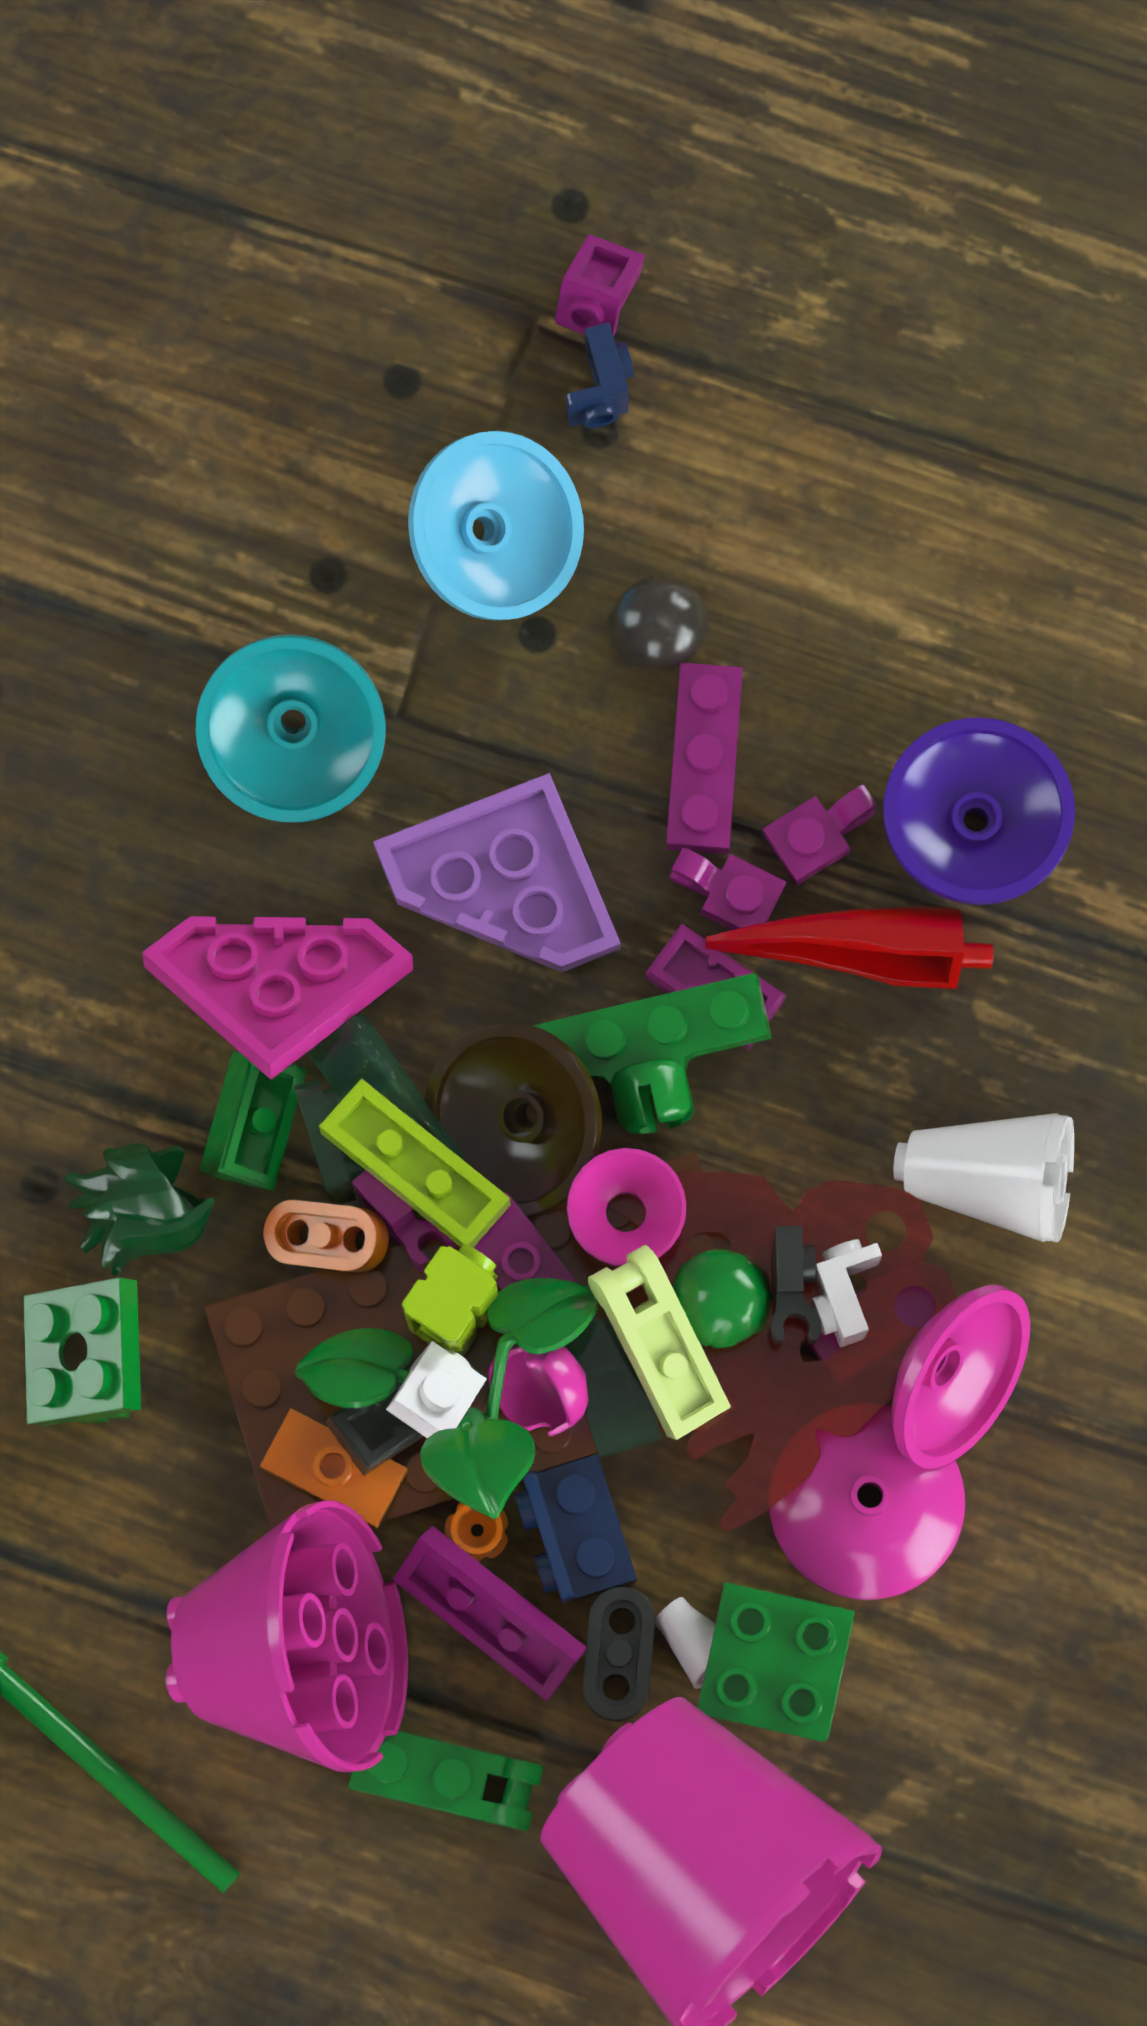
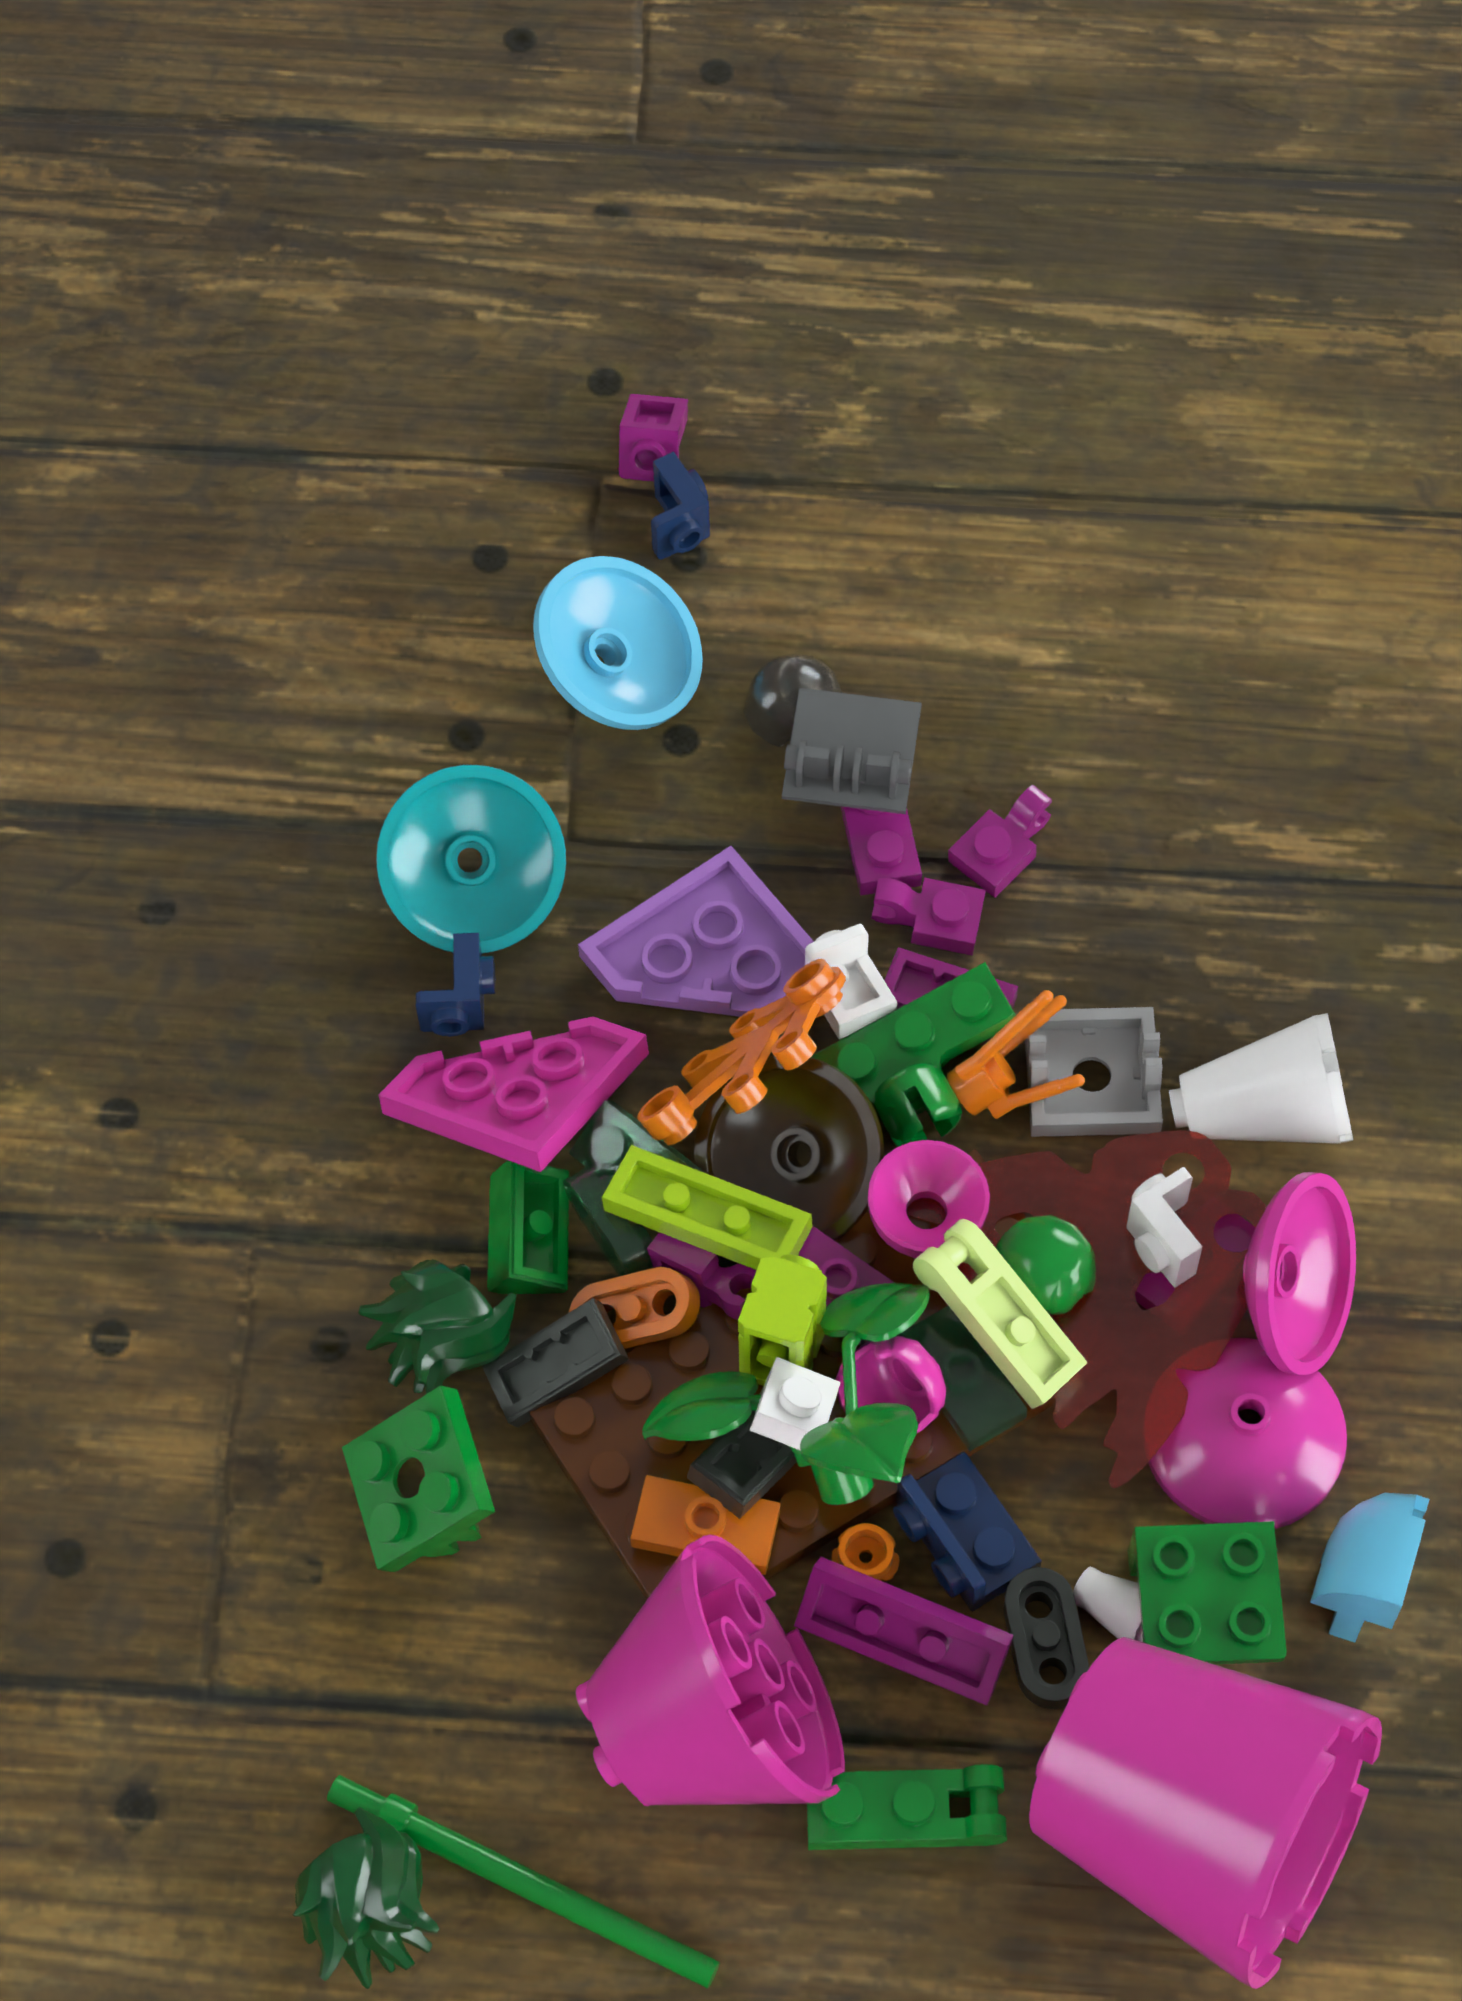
camera: 15 degrees left, 15 degrees down
(240, 1267) = (555, 1362): none -> pearl dark grey plate
(262, 850) = (462, 1008): none -> dark blue bracket
(553, 978) = (809, 994): none -> orange plant
(618, 955) = (864, 991): none -> white bracket
(693, 704) = (851, 751): none -> dark grey hinge
(727, 1084) = (985, 1076): none -> orange plant
(791, 1269) = (1106, 1219): pearl dark grey plate -> none
(863, 1069) = (1122, 1042): none -> light grey piece
(882, 944) = (1093, 923): red piece -> none
(934, 1669) = (1370, 1562): none -> medium azure brick
(988, 772) = (1154, 752): dark purple dish -> none

